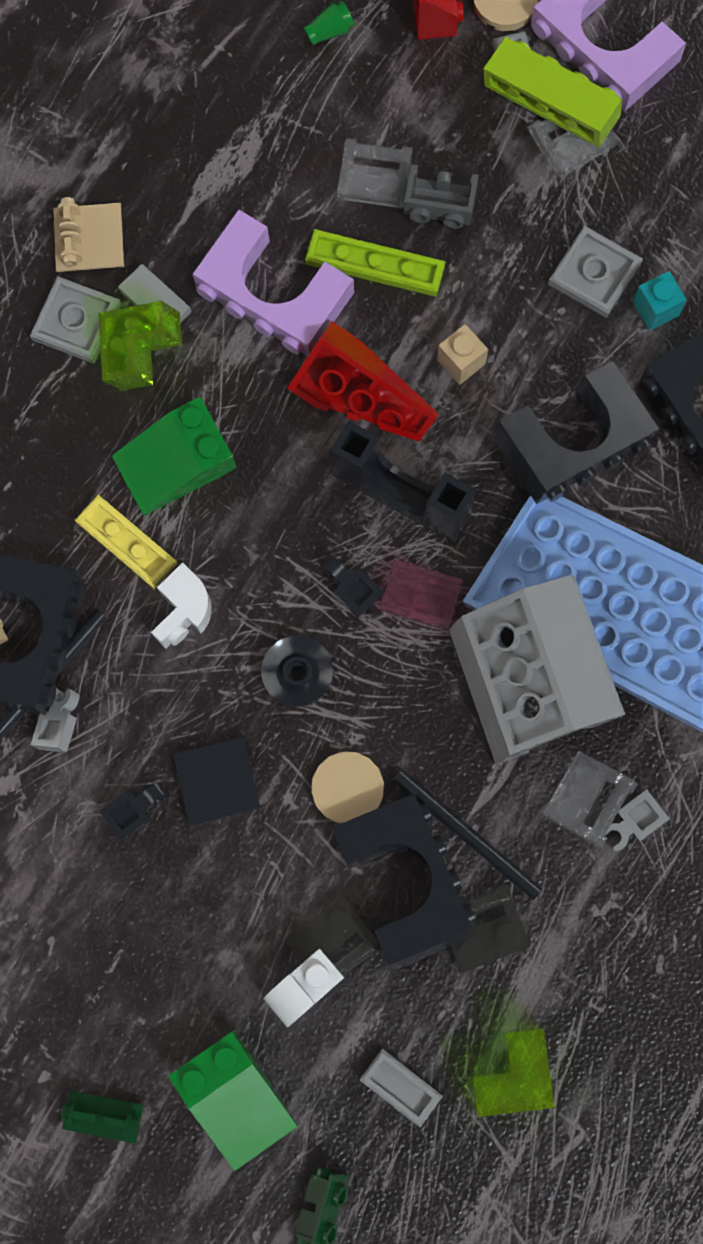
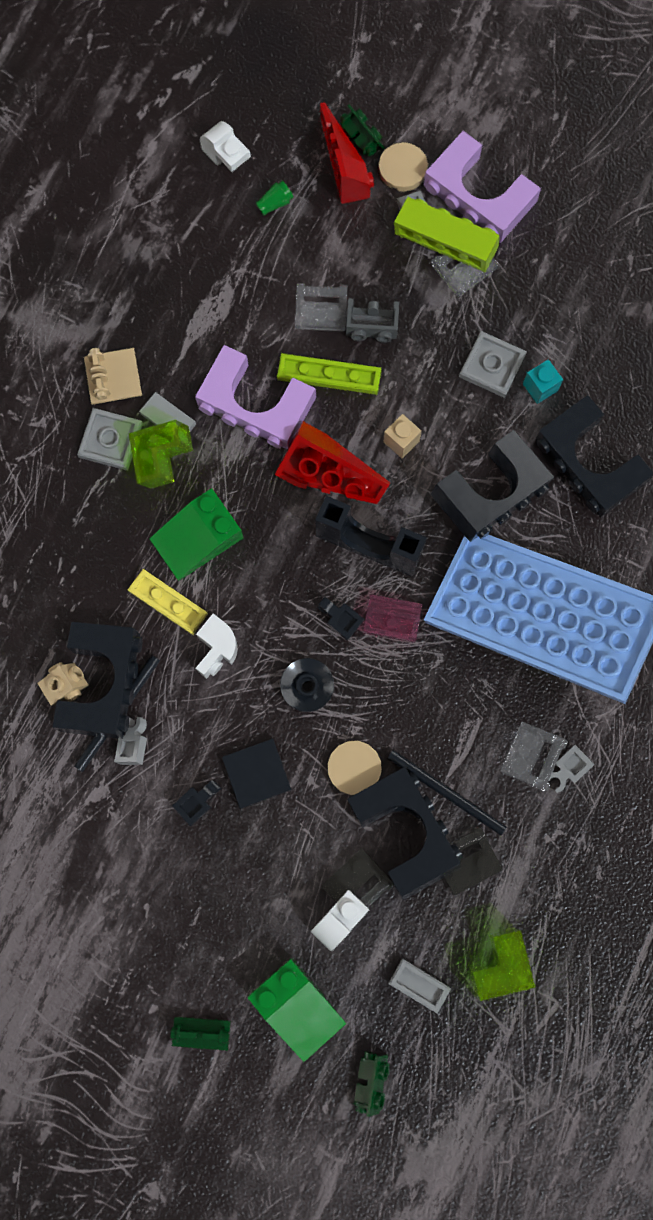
camera: 10 degrees left, 0 degrees up
(551, 659) = (495, 657): light grey slope -> none

